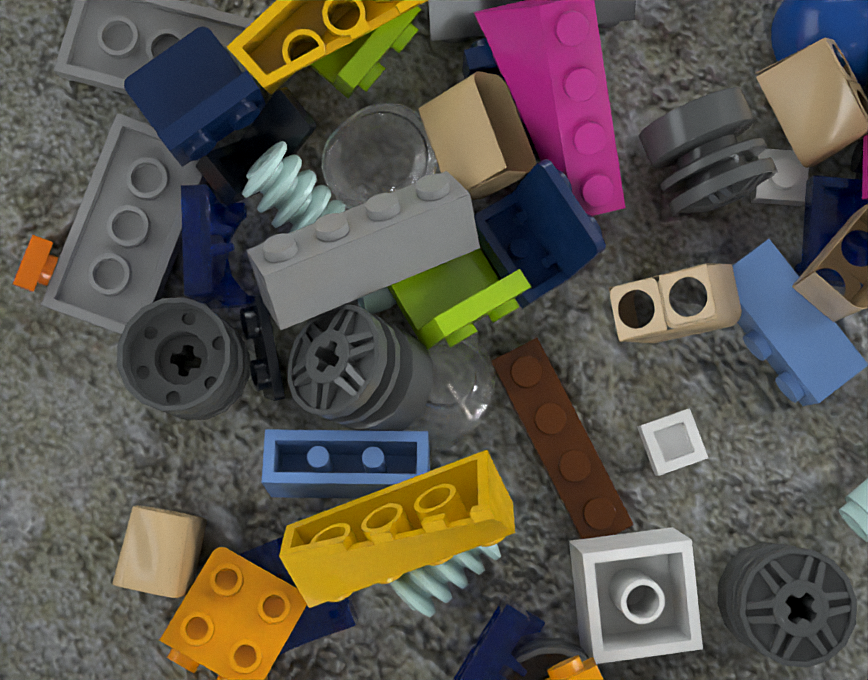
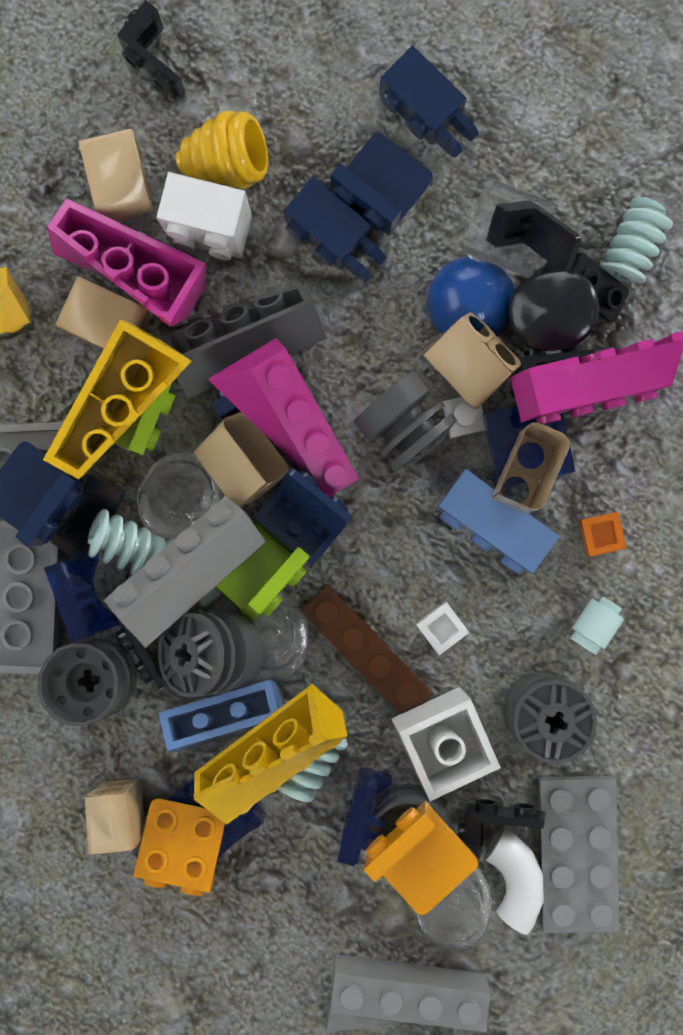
camera: 10 degrees left, 5 degrees up
(720, 311) = (437, 517): tan piece -> none

